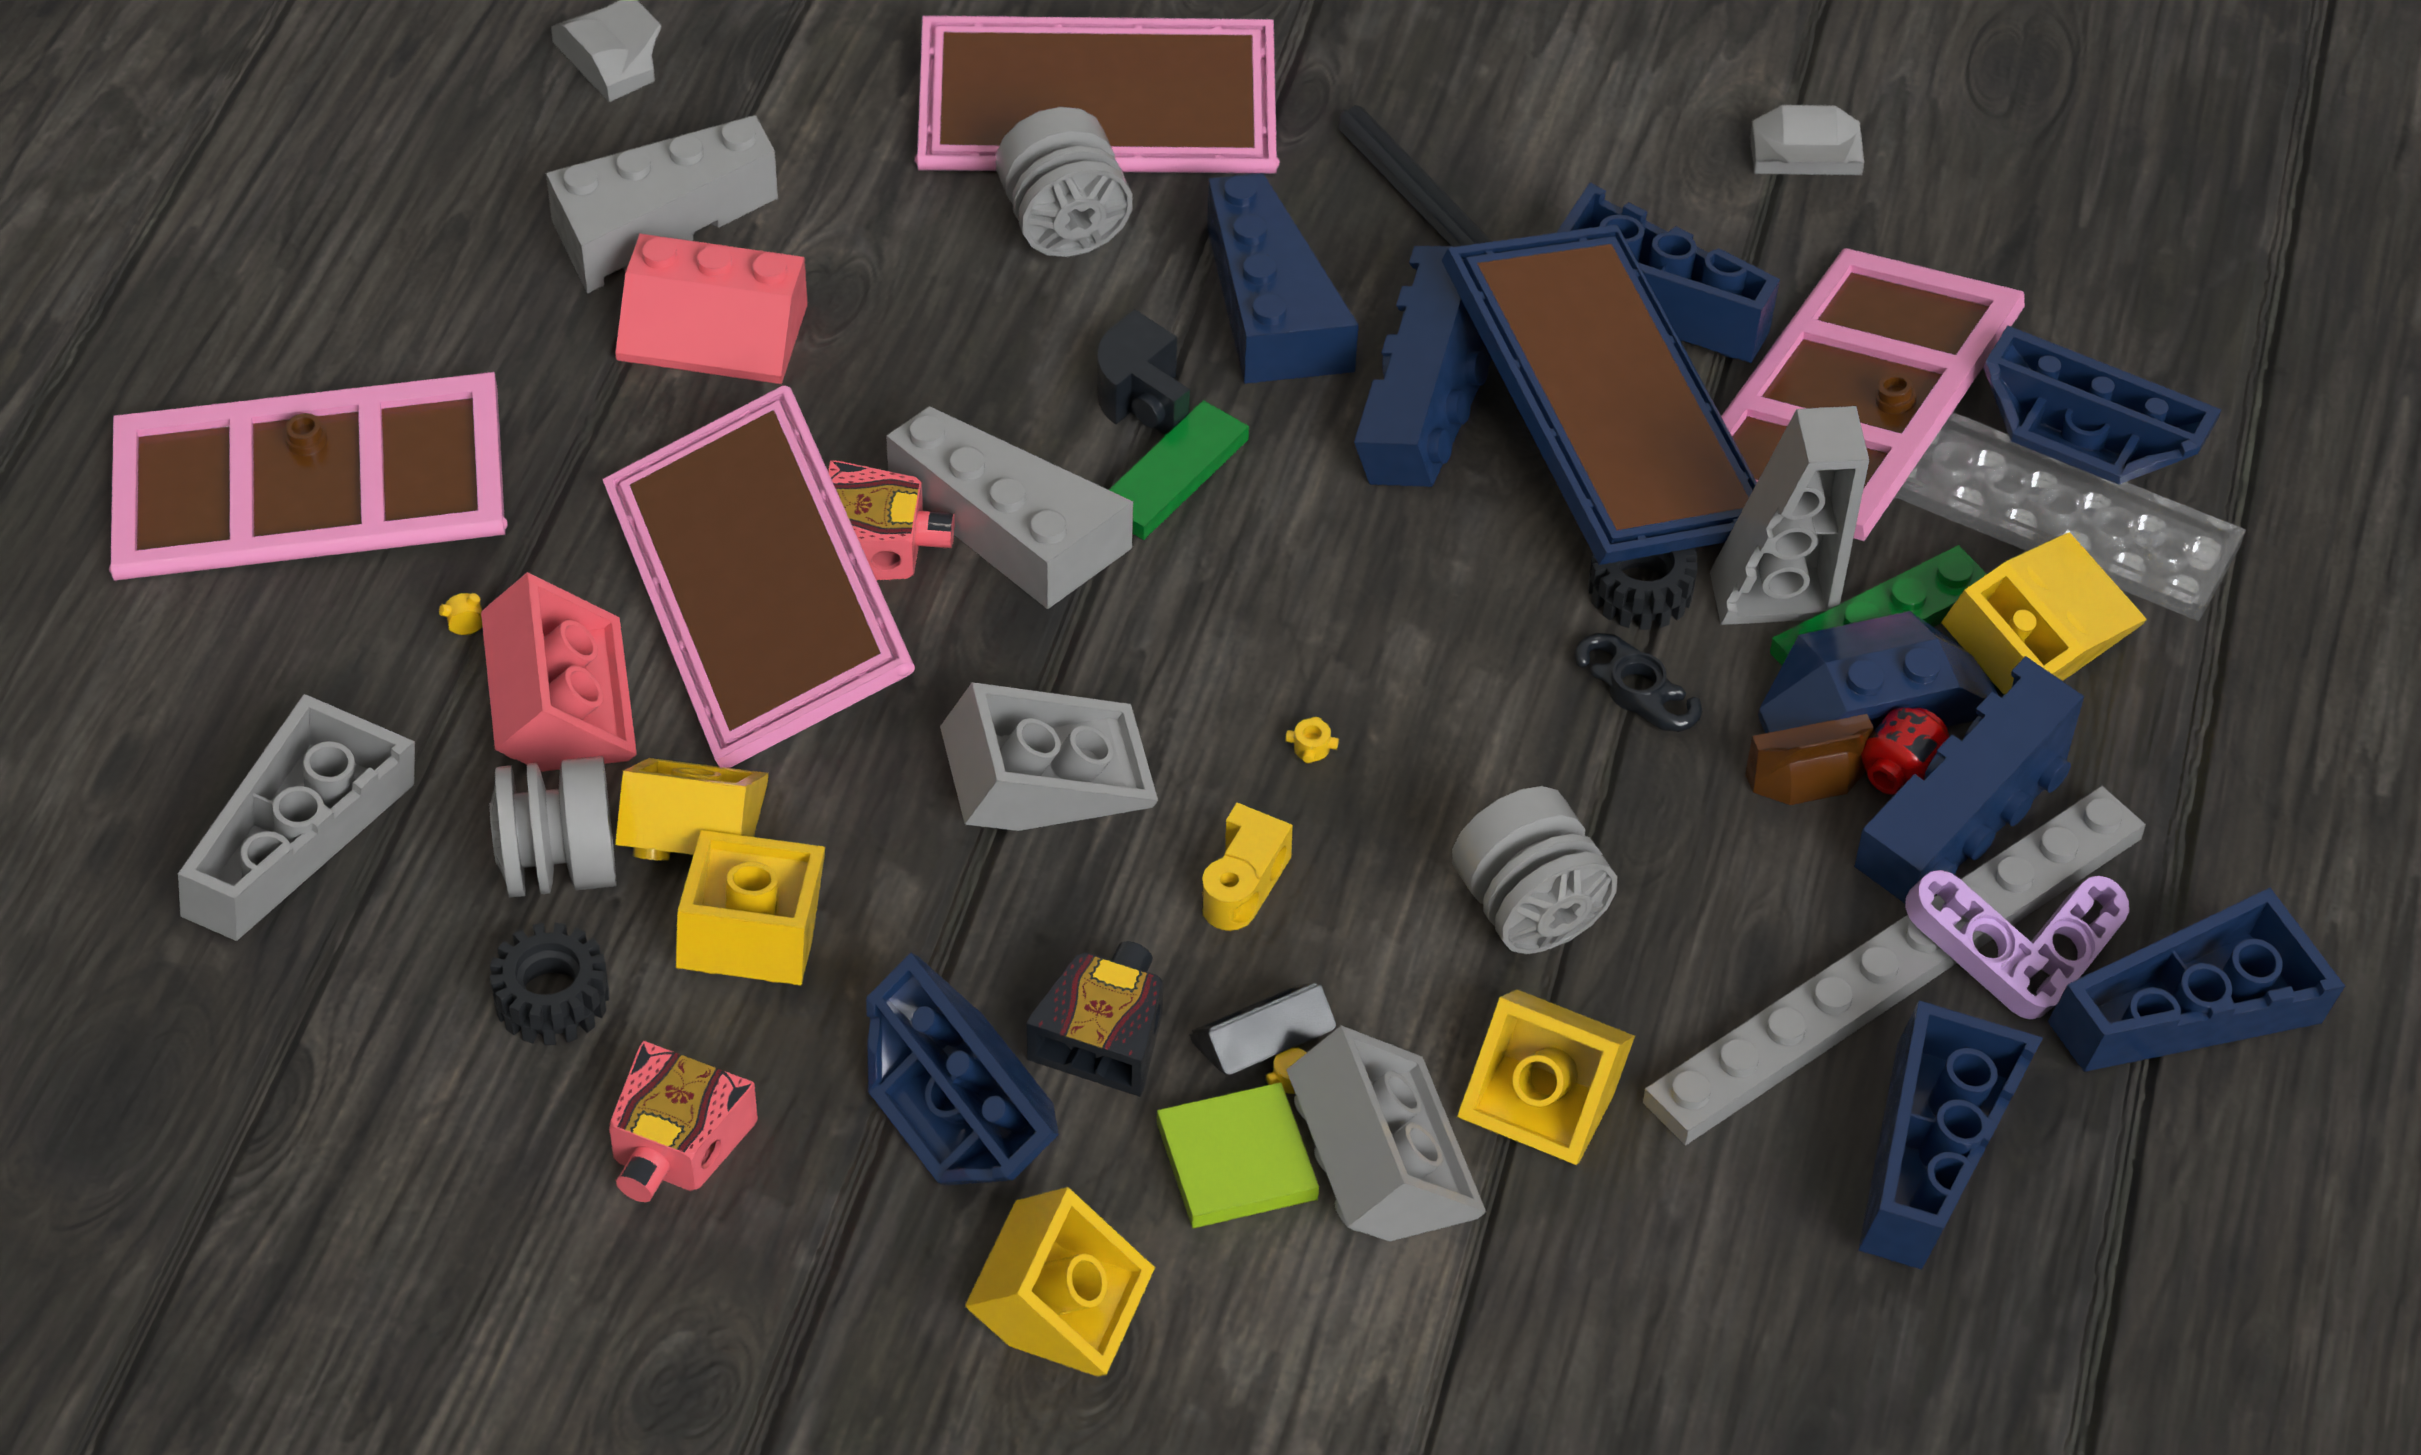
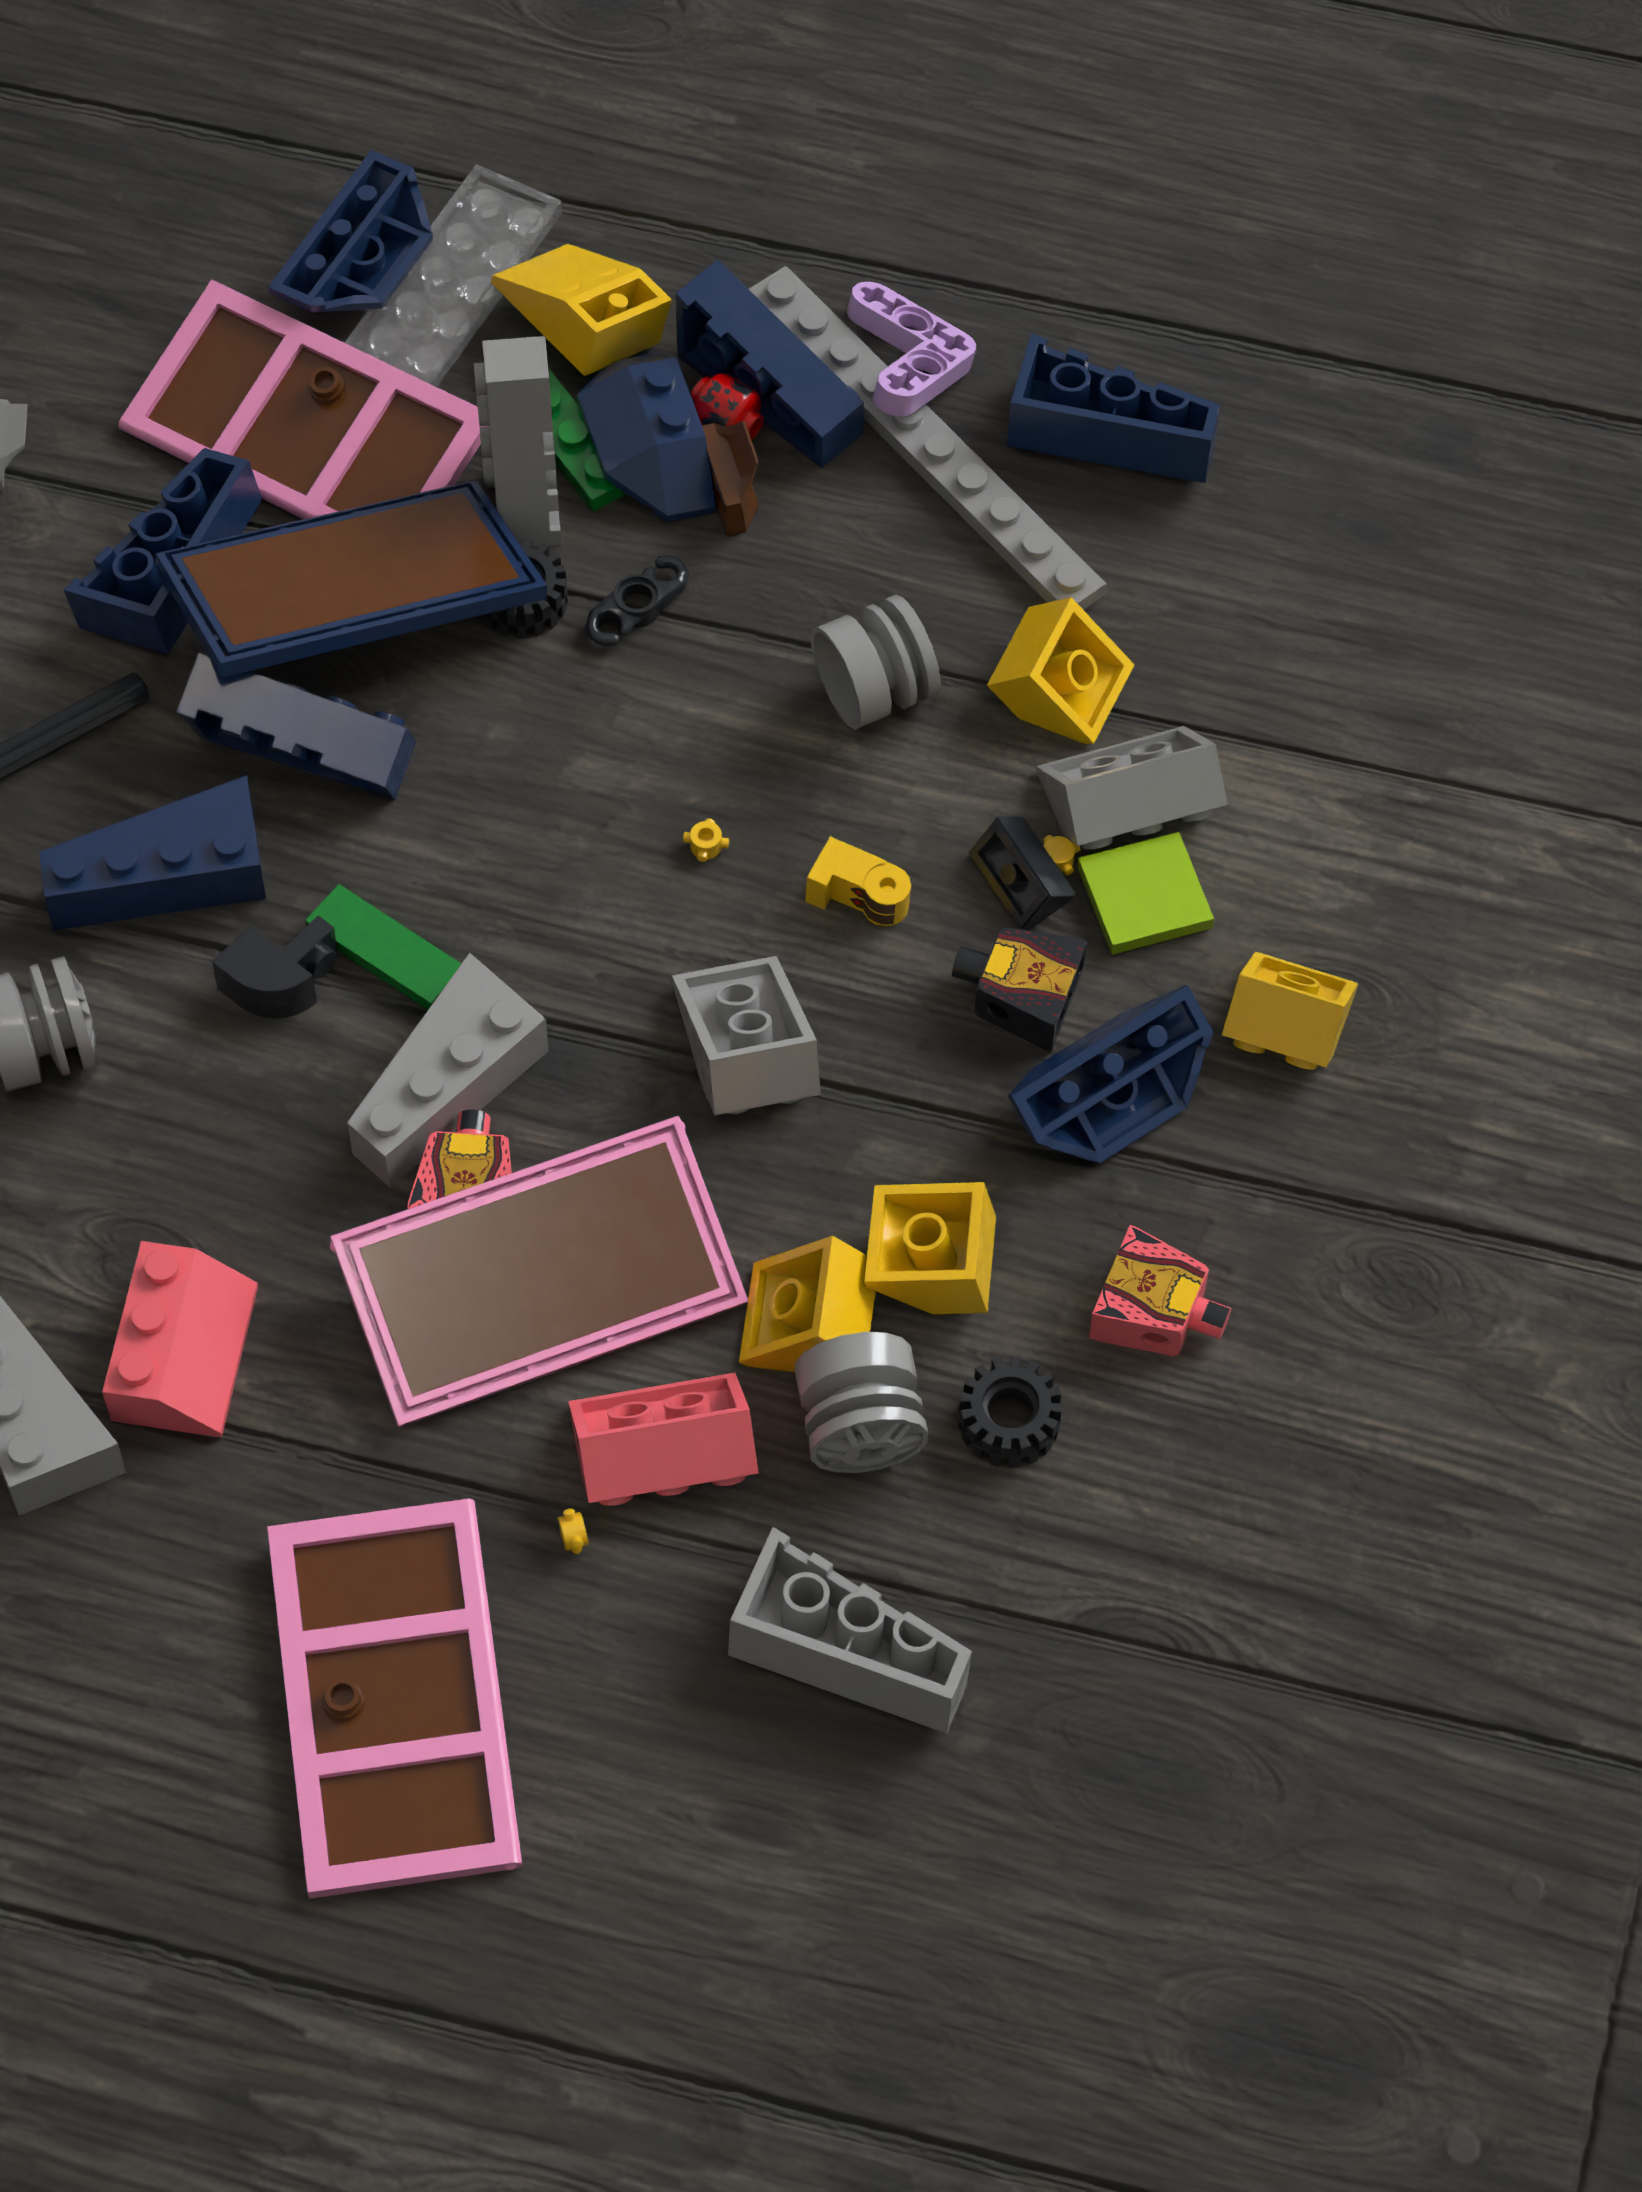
camera: 90 degrees left, 10 degrees up
(2199, 988) = (959, 242): dark blue wedge -> none

